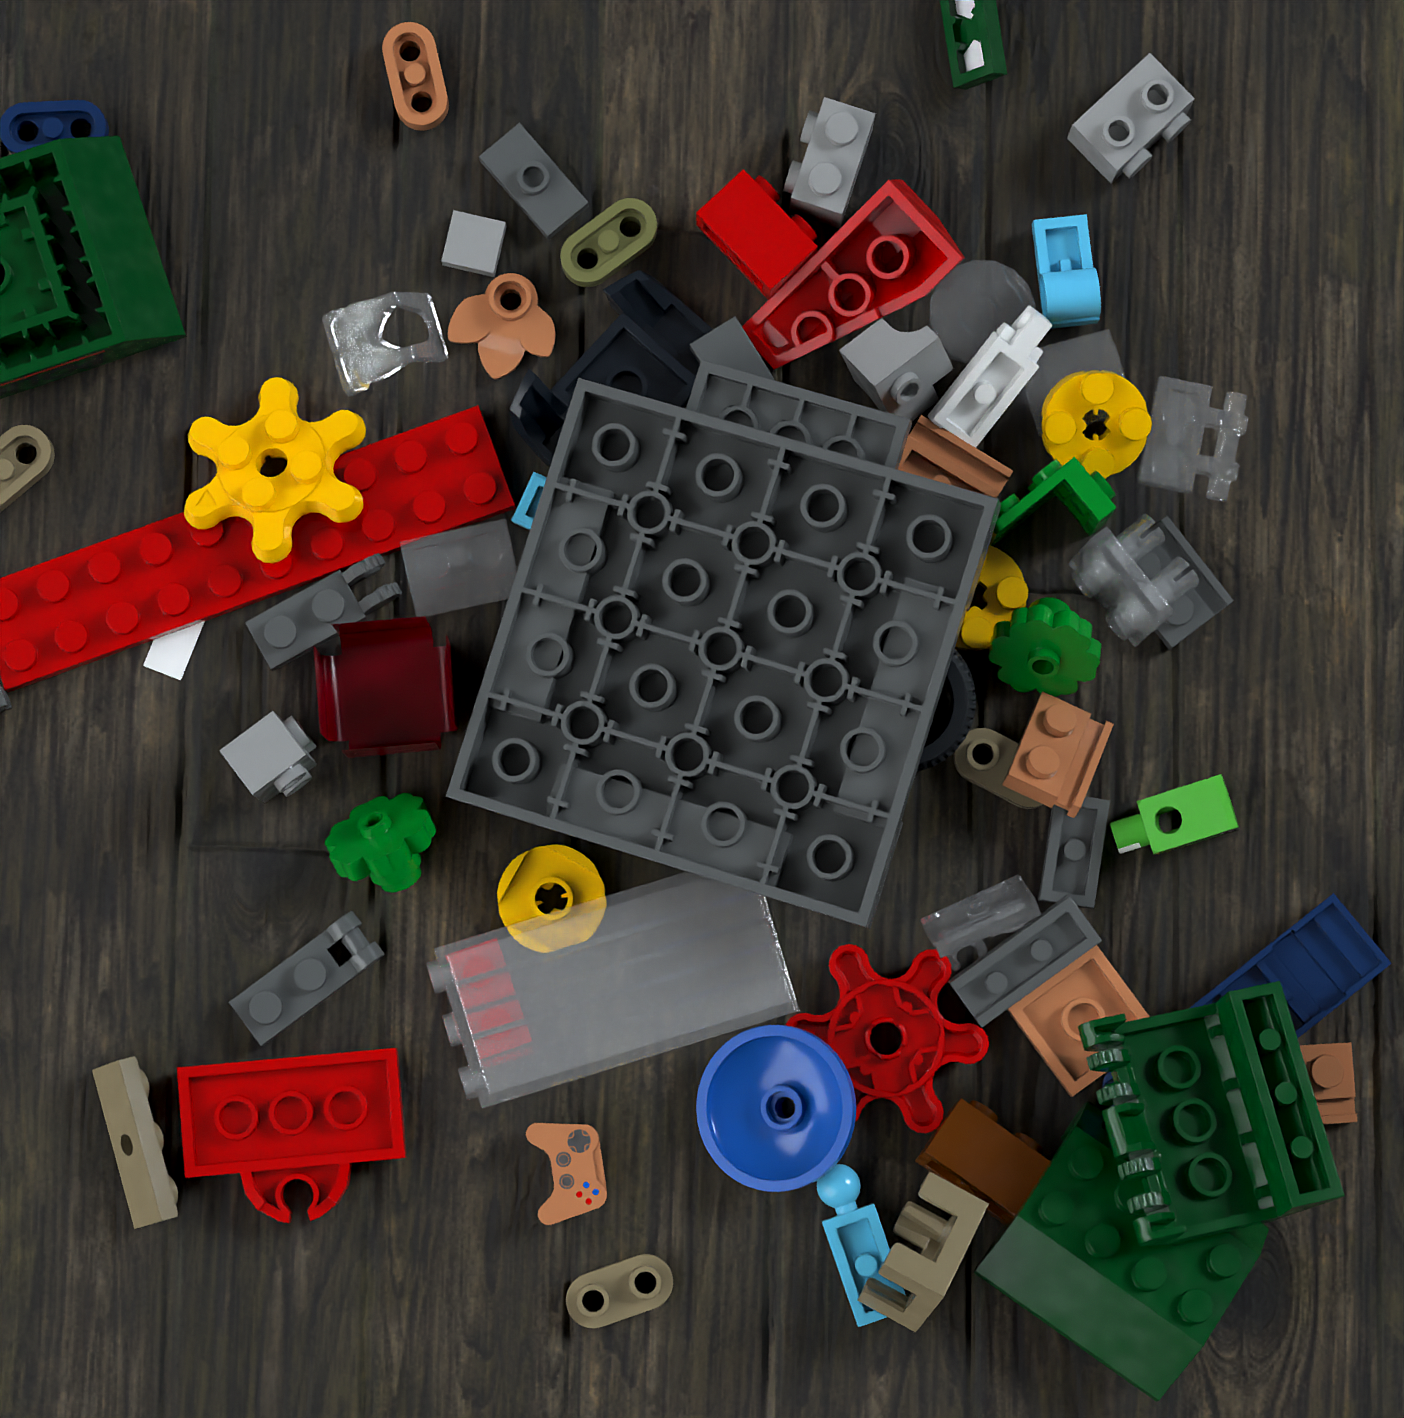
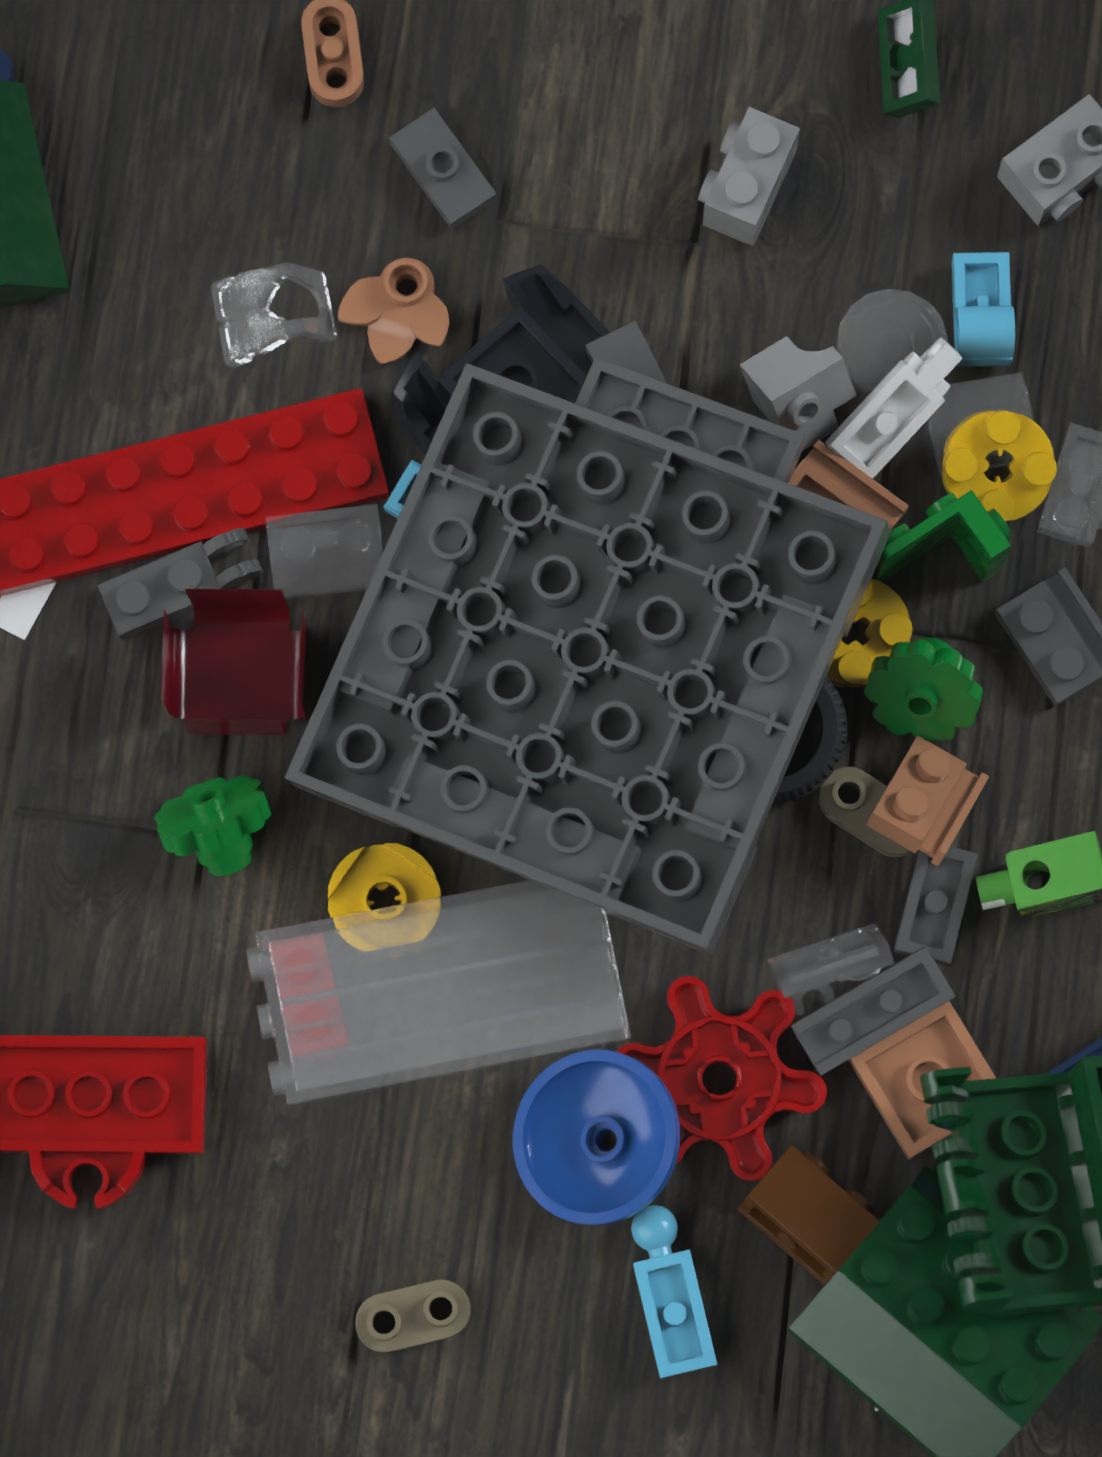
camera: 10 degrees right, 5 degrees down
(272, 757) = (109, 722): light grey brick -> none
(280, 500) = (145, 463): yellow plate -> none
(305, 980) = (119, 959): dark grey plate -> none
(473, 243) = (374, 225): light grey tile -> none
(575, 1169) = (380, 1182): nougat piece -> none
(607, 243) = (510, 235): olive plate -> none
(757, 232) = (667, 240): red brick -> none
(868, 269) = (776, 286): red wedge -> none
(943, 1248) = (736, 1302): dark tan panel -> none
(1110, 573) = (1000, 619): clear plate -> none

